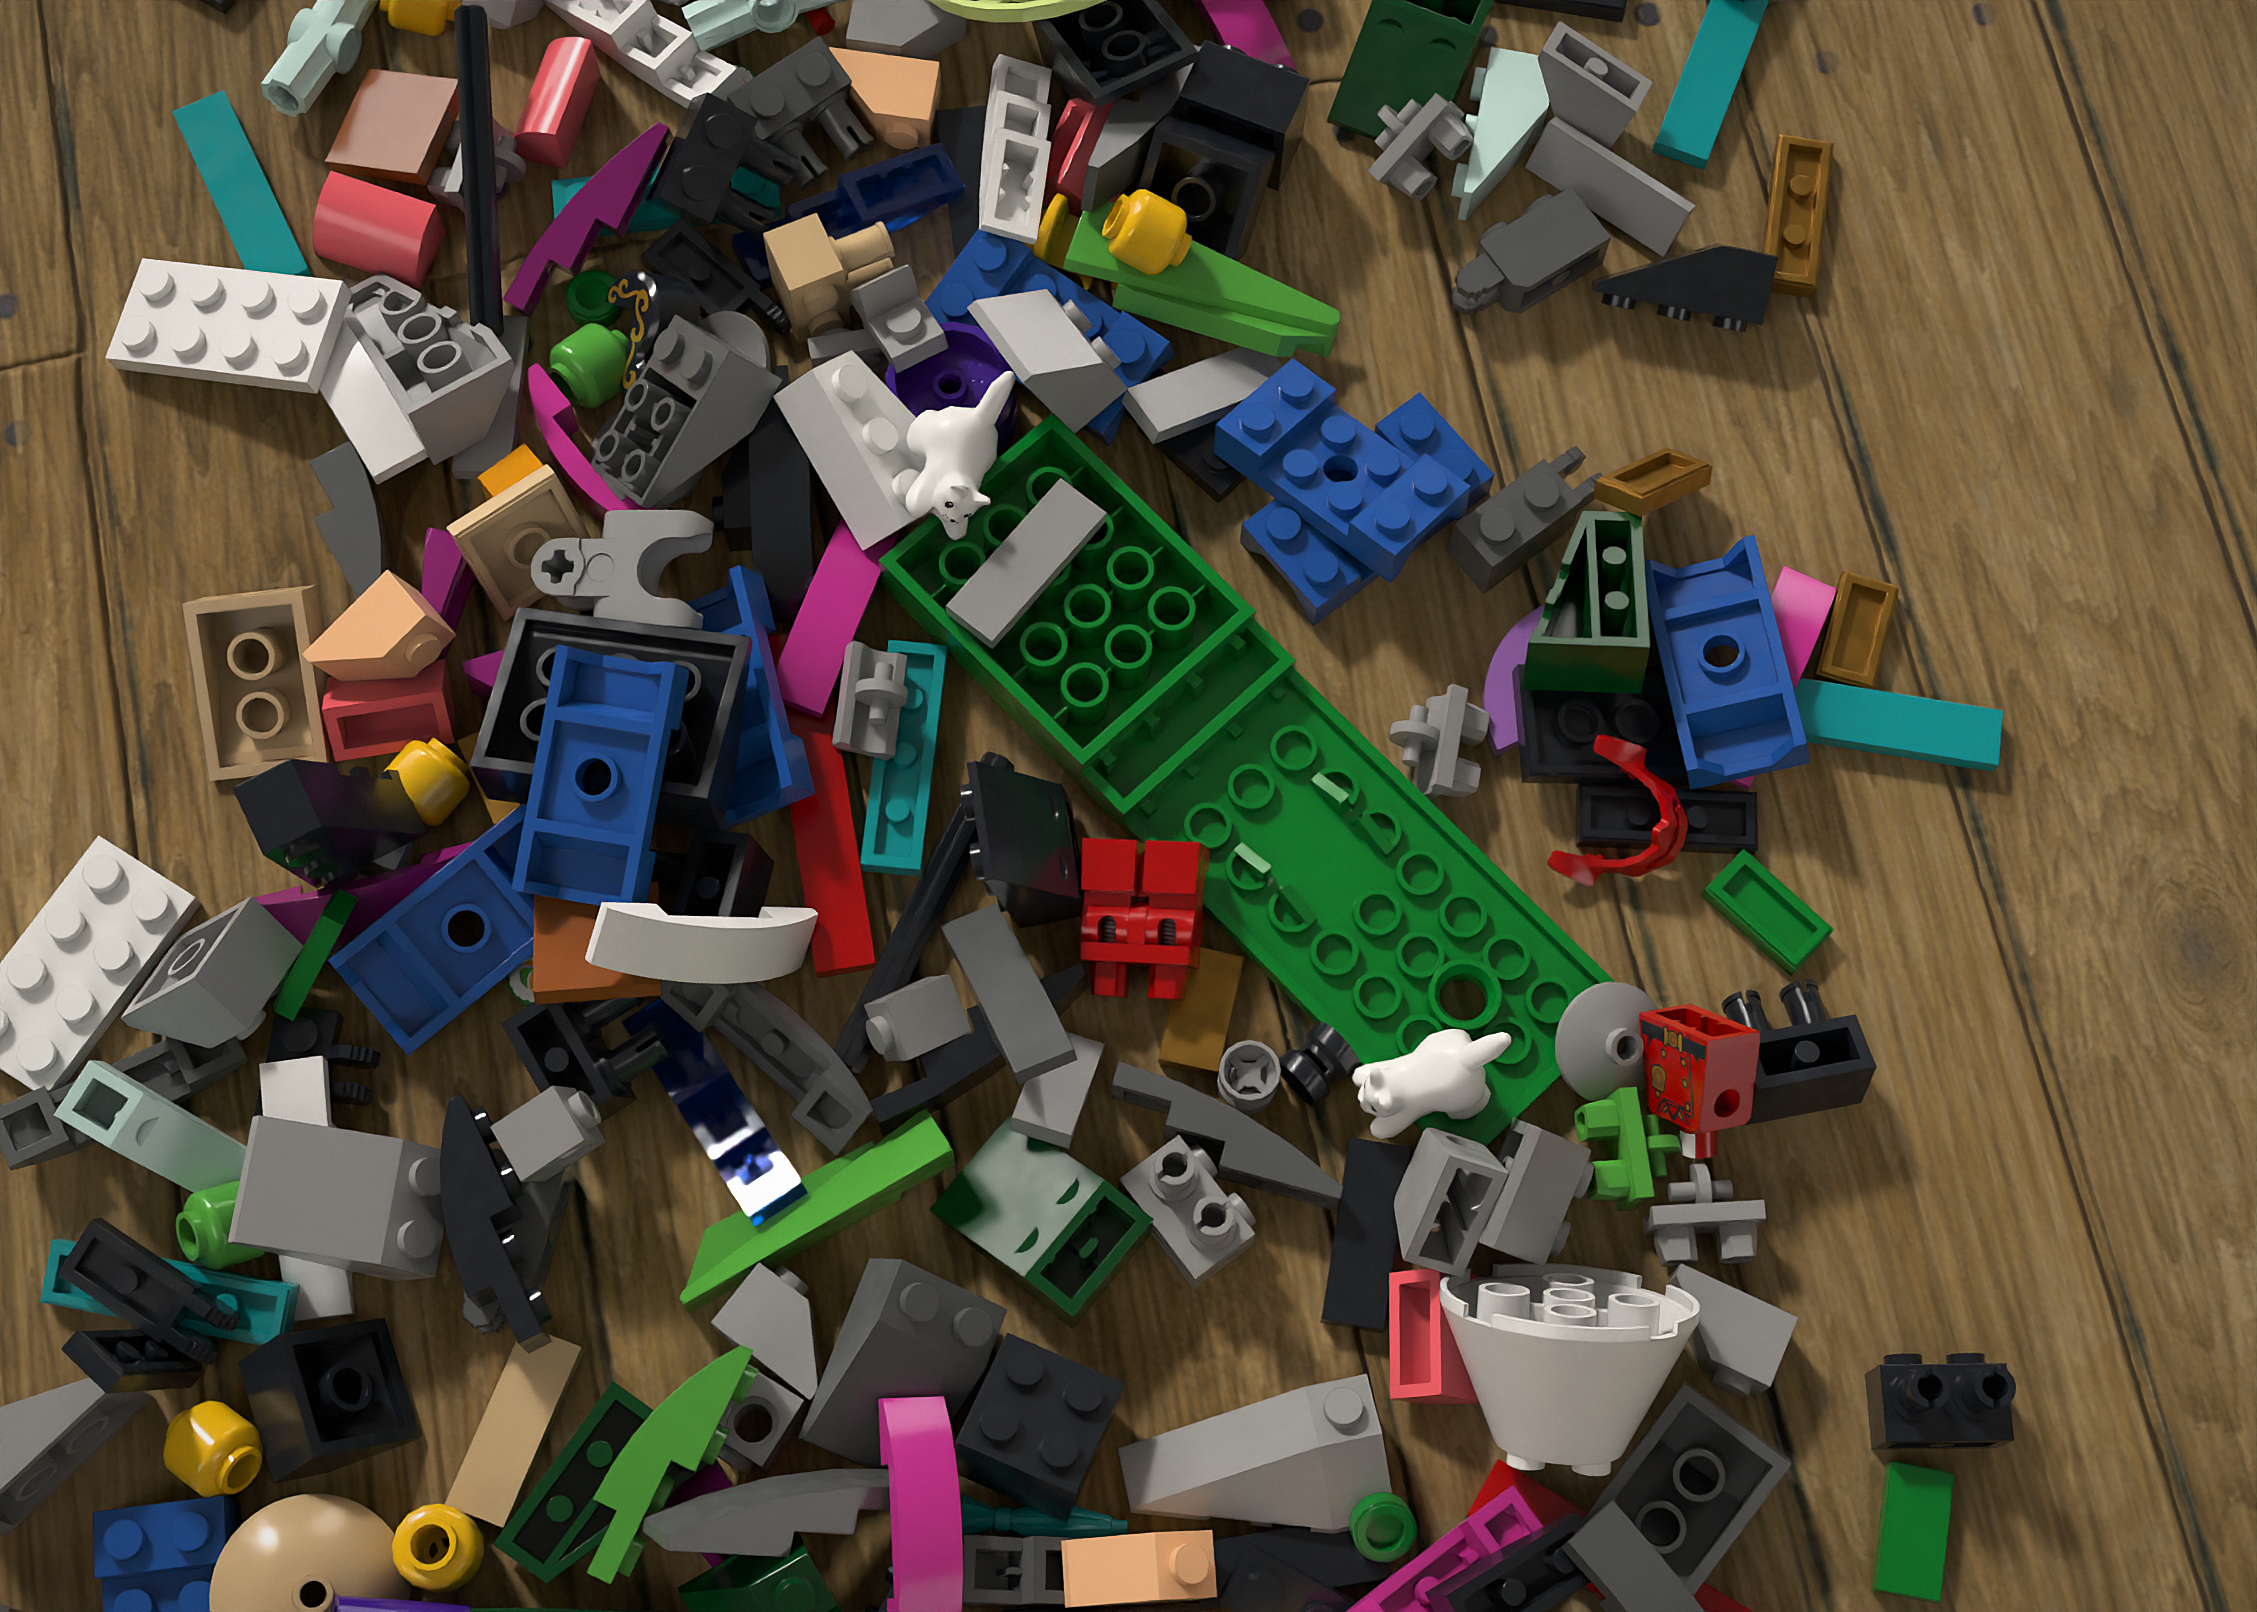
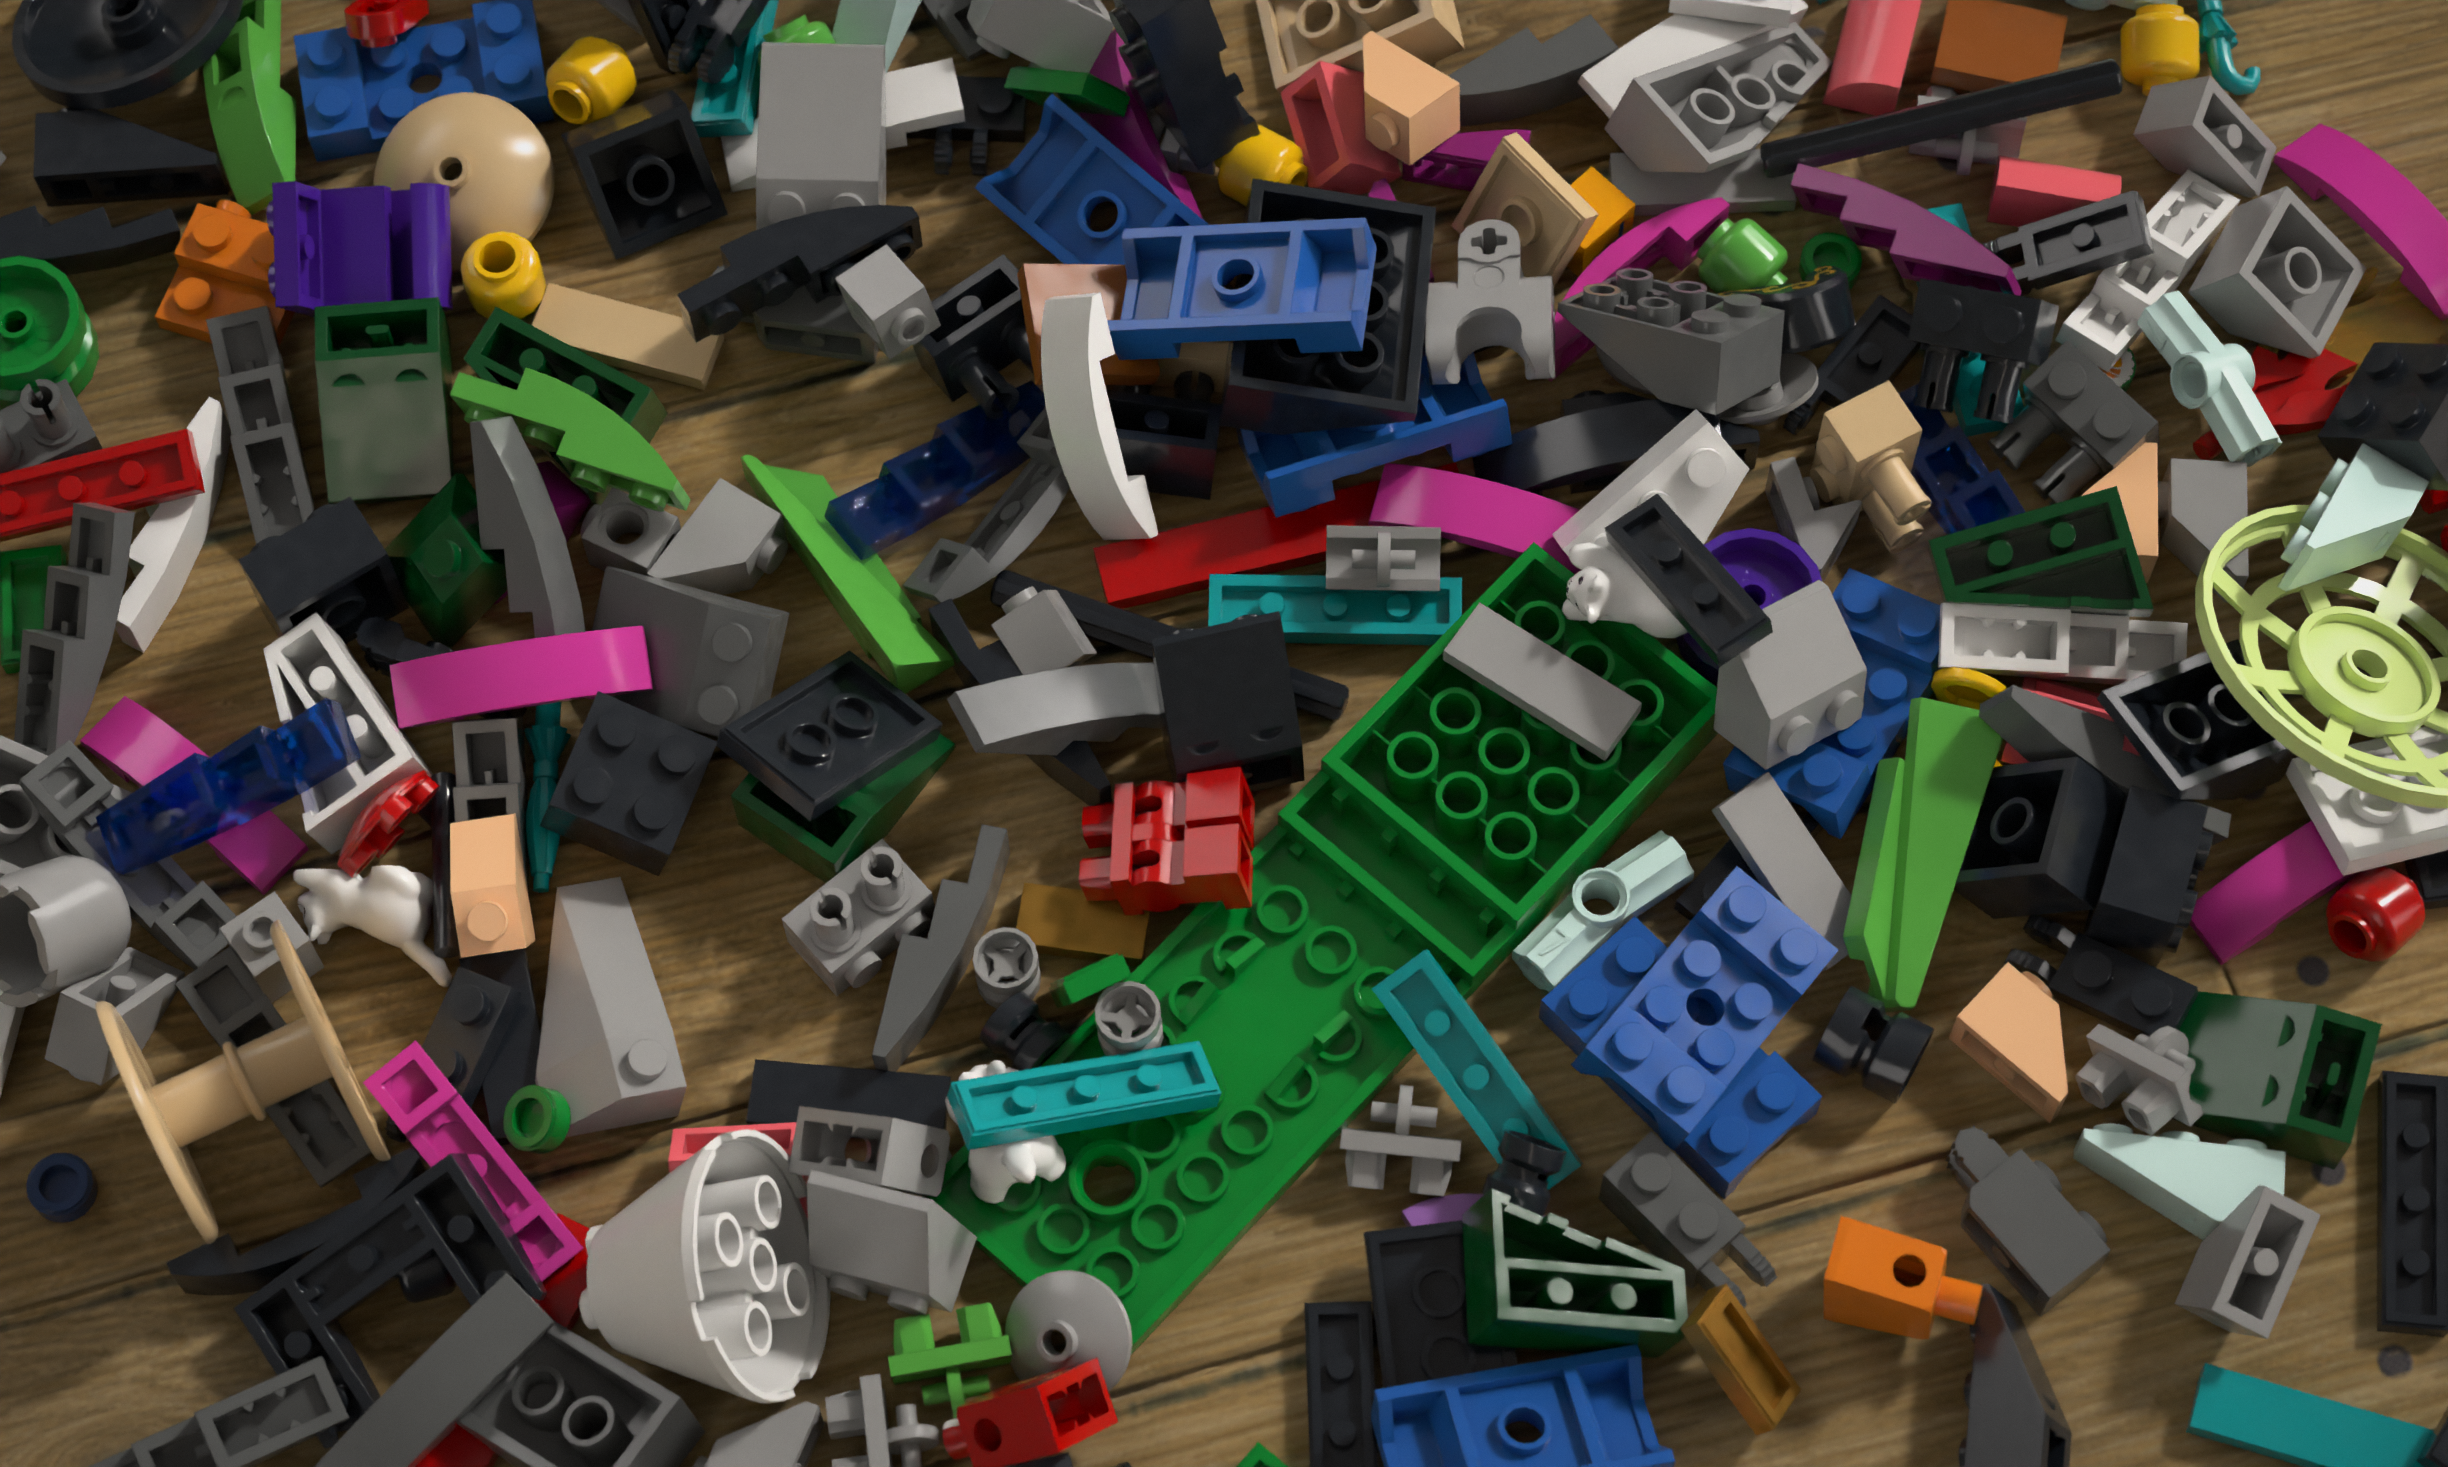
camera: 90 degrees right, 5 degrees down
(618, 79) = (2077, 242): none -> black hinge
(898, 318) = (1818, 530): light grey slope -> none
(947, 138) = (2050, 557): none -> dark green wedge
(968, 405) = (1688, 580): none -> black tile
(1012, 1221) = (829, 735): none -> black tile
(1055, 1100) = (983, 783): light grey tile -> none
(1147, 232) = (1956, 770): yellow head -> none
(1207, 529) = (1631, 886): none -> light aqua piece
(1279, 994) = (1089, 980): none -> green tile
(1323, 164) = (2106, 980): none -> black hinge
(1327, 946) = (1128, 1008): none -> light grey wheel
(1368, 238) = (2017, 1038): none -> light nougat slope
(1370, 348) = (1873, 1044): none -> black wheel
(1384, 669) = (1467, 1058): none -> teal plate
(1405, 1000) = (1083, 1095): none -> teal tile
(1485, 635) = (1525, 1170): none -> black wheel
(1594, 354) = (1892, 1283): none -> orange torso
(1610, 186) = (2132, 1308): light grey tile -> none
(1666, 836) = (1324, 1392): red helmet -> none

